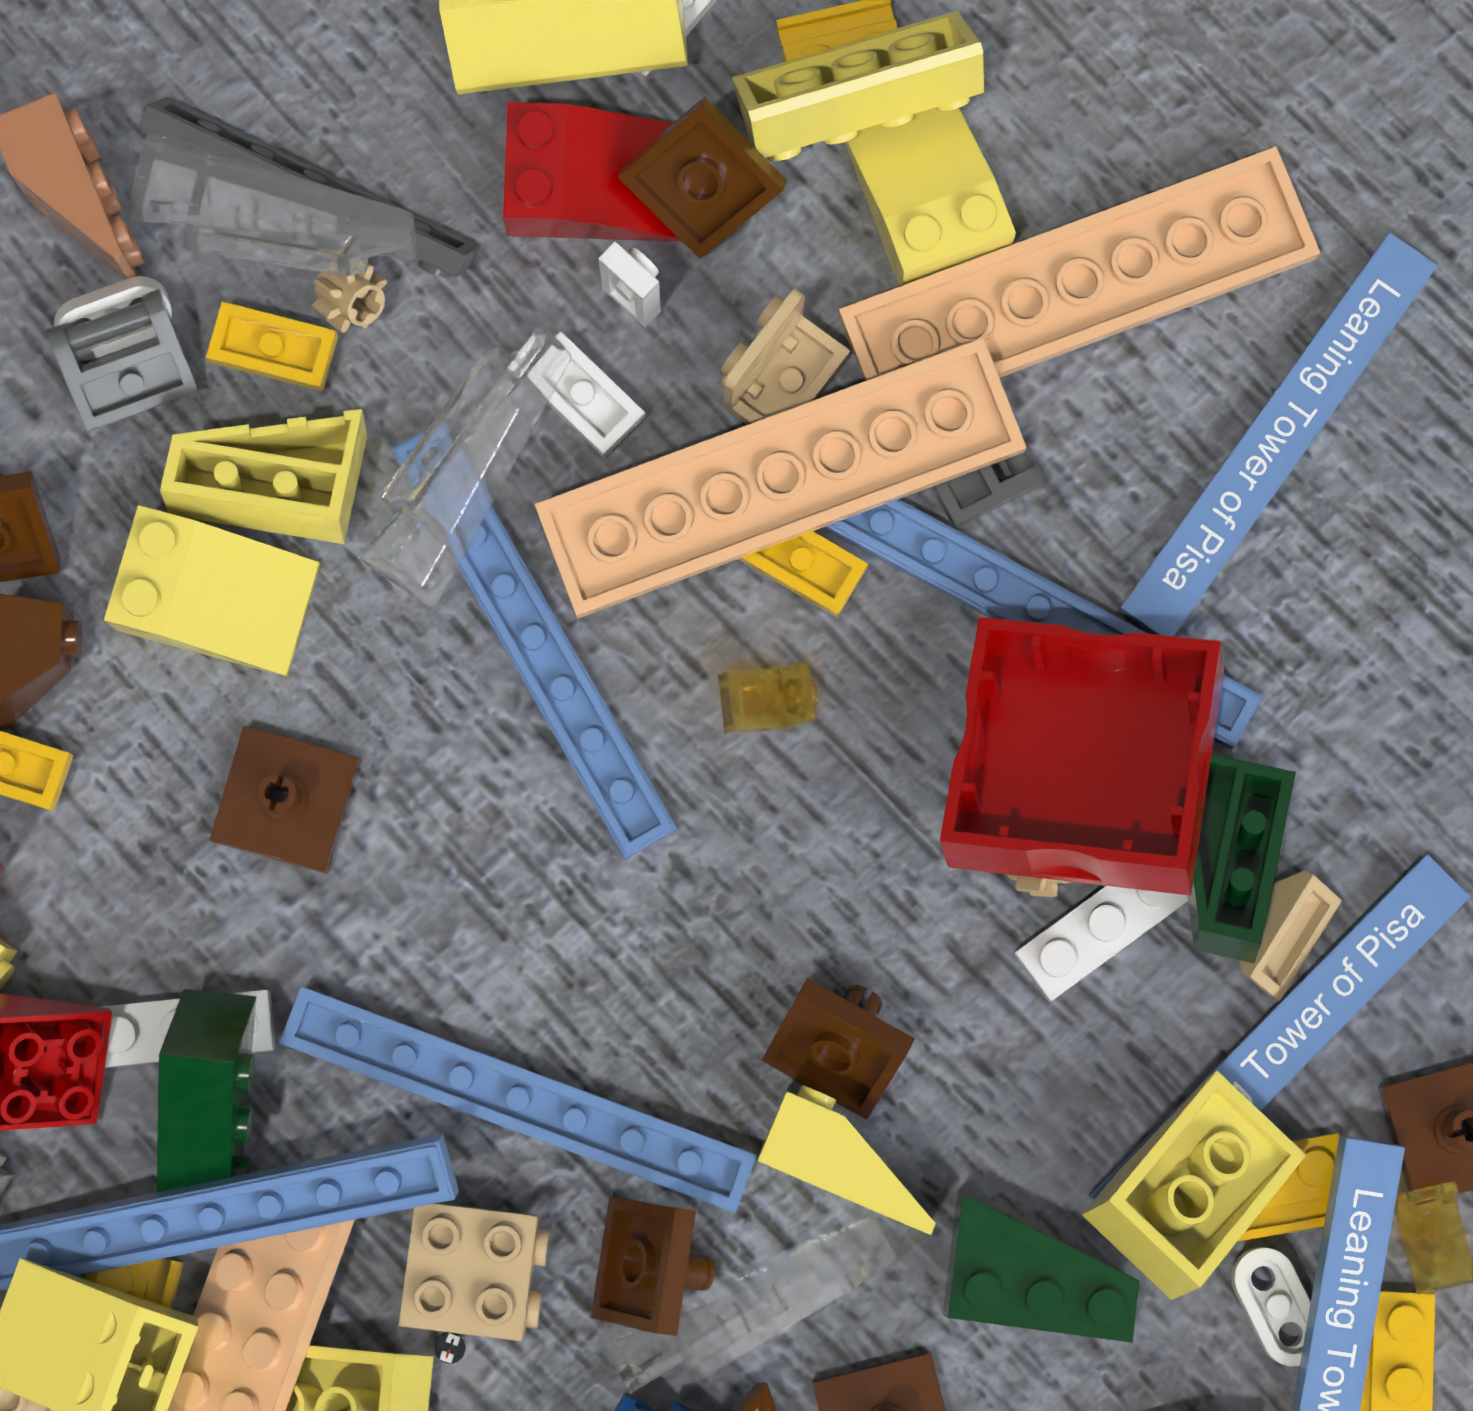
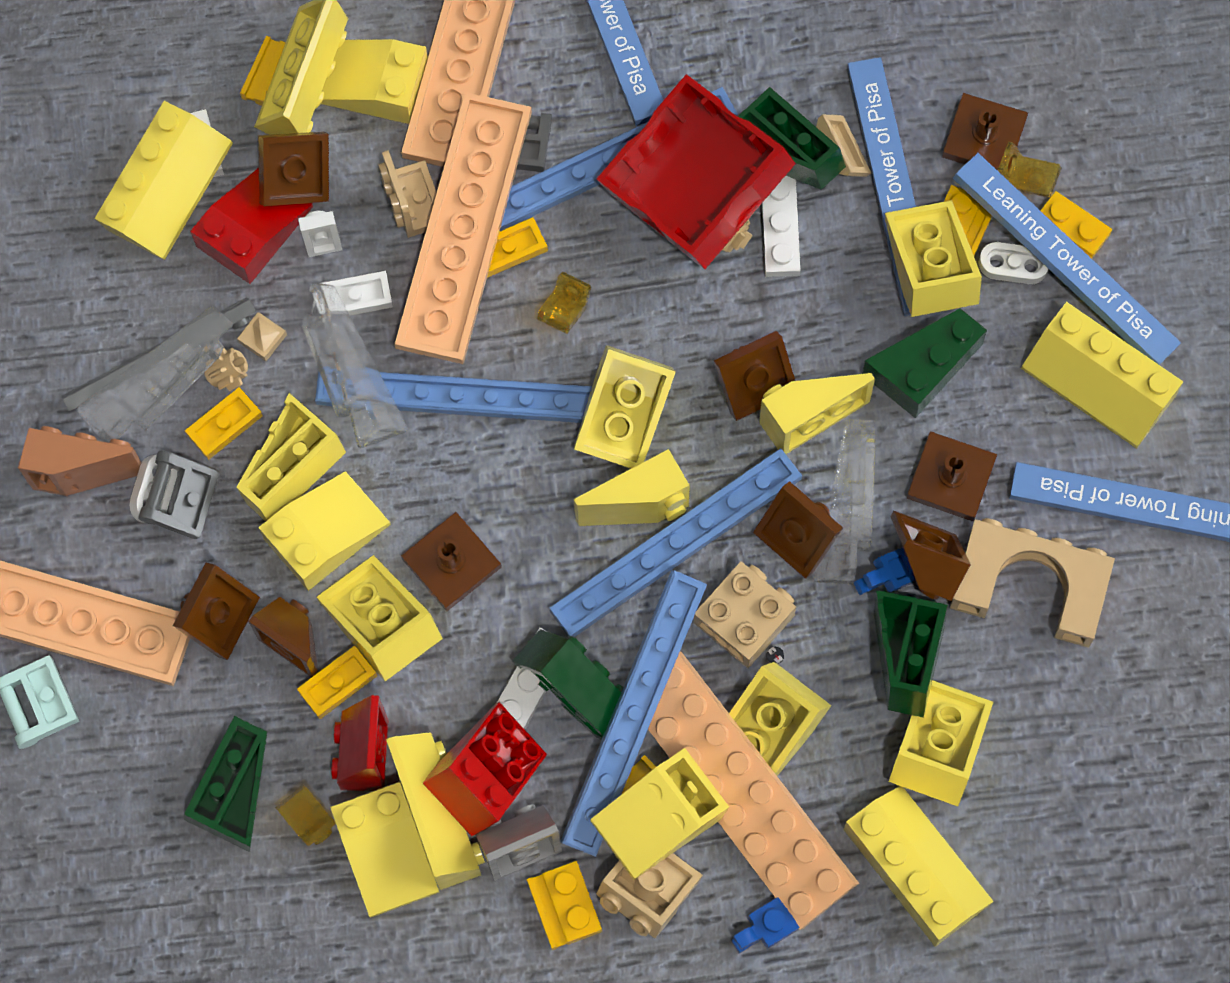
camera: 50 degrees left, 10 degrees down
(133, 758) = (380, 617): none -> light yellow slope
(437, 308) = (262, 336): none -> tan tile
(549, 1009) = (637, 496): none -> light yellow slope
(667, 890) = (624, 407): none -> light yellow slope

